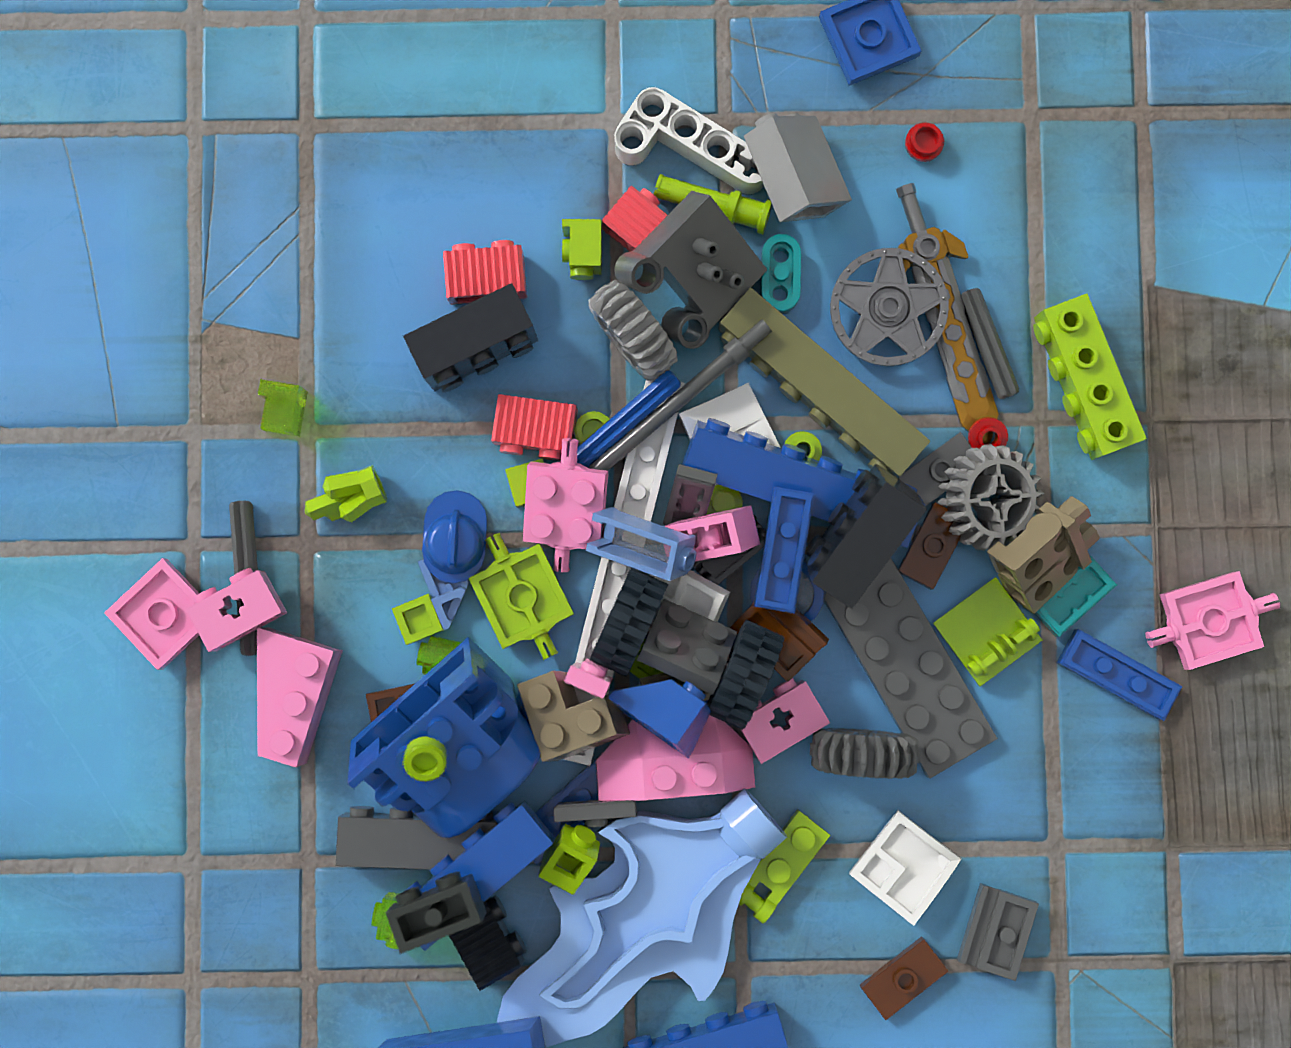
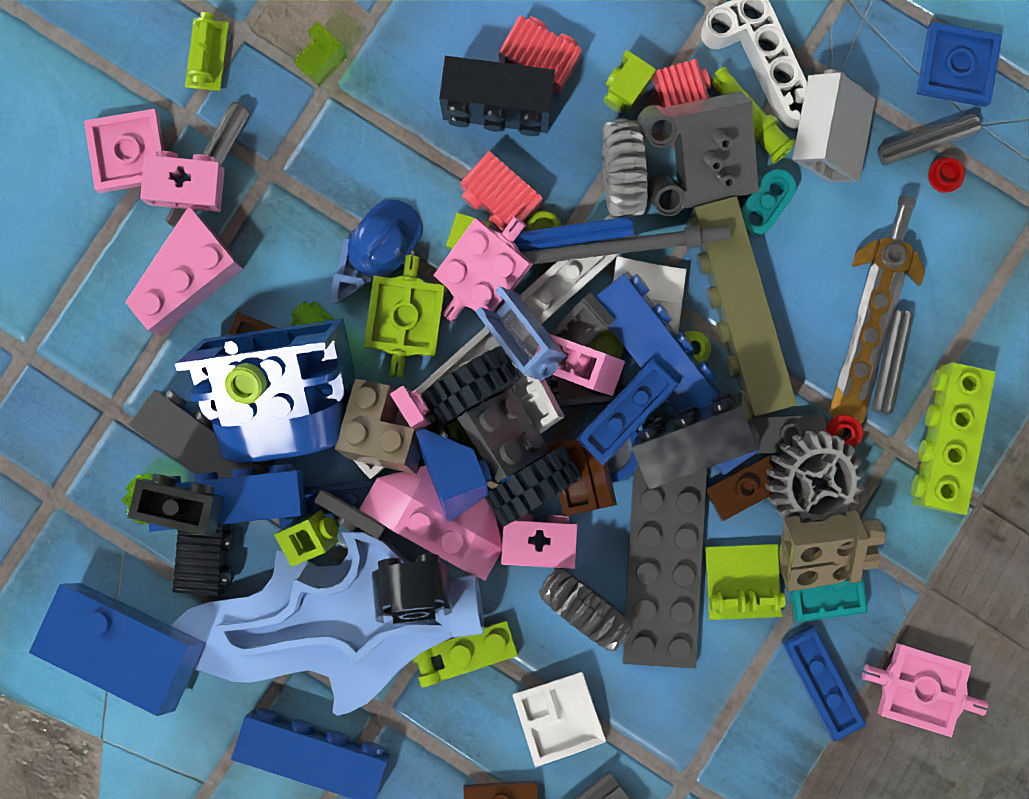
camera: 35 degrees right, 0 degrees up
(175, 474) = (207, 53): none -> lime hinge
(348, 495) = (324, 154): lime rock -> none
(417, 619) = (314, 281): lime plate -> none
(698, 842) = (411, 589): none -> black brick
(888, 119) = (929, 139): none -> dark grey axle
(889, 306) = (834, 282): flat silver wheel -> none

